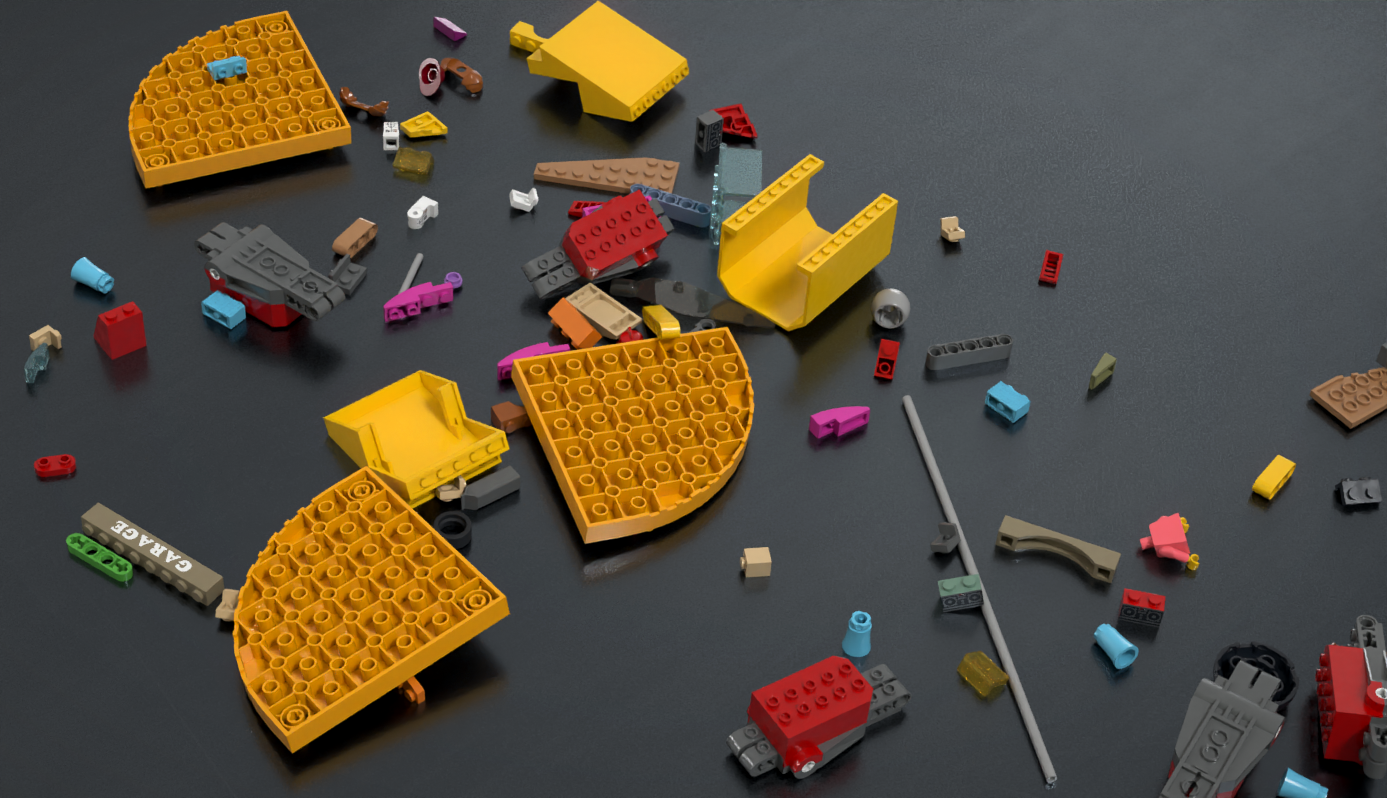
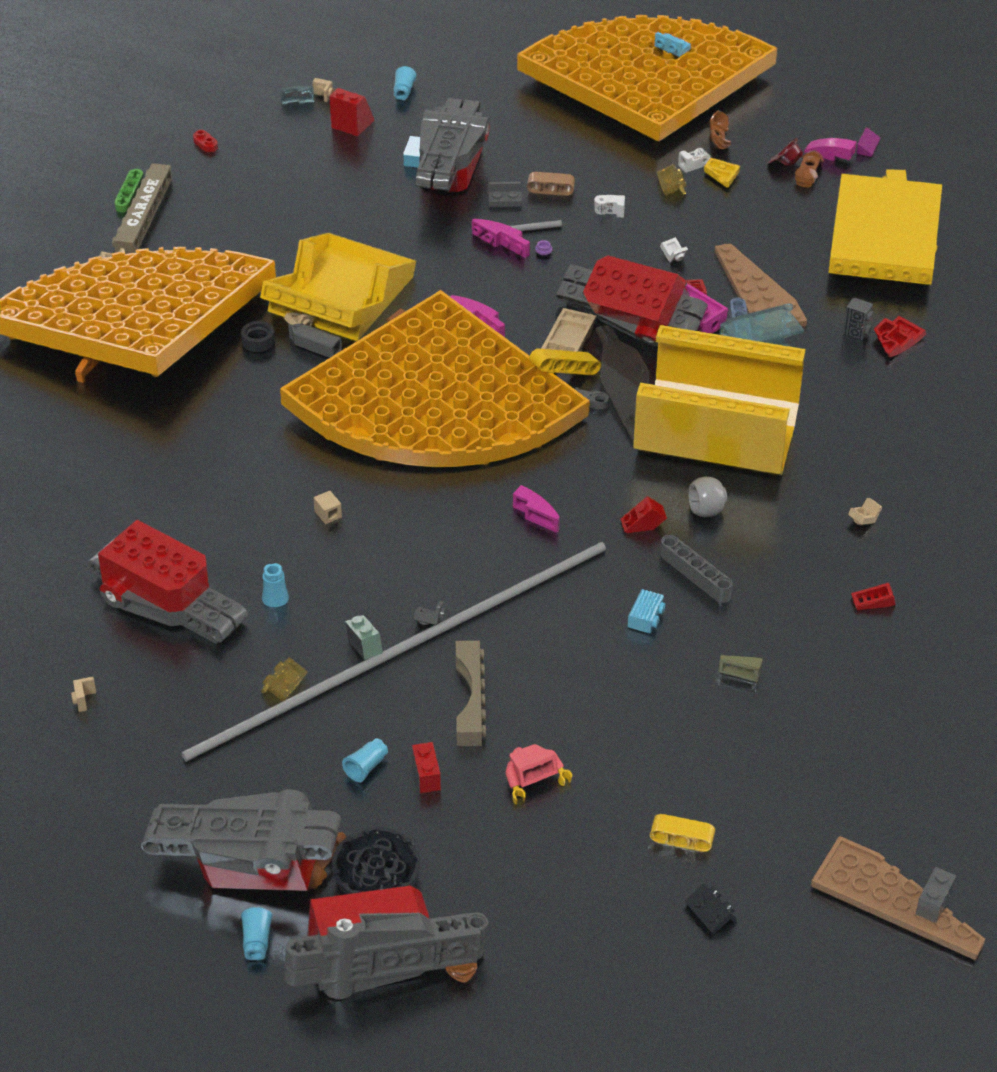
camera: 70 degrees right, 0 degrees up
(446, 47) = (833, 147): none -> dark pink slope
(574, 325) = (535, 323): orange brick -> none

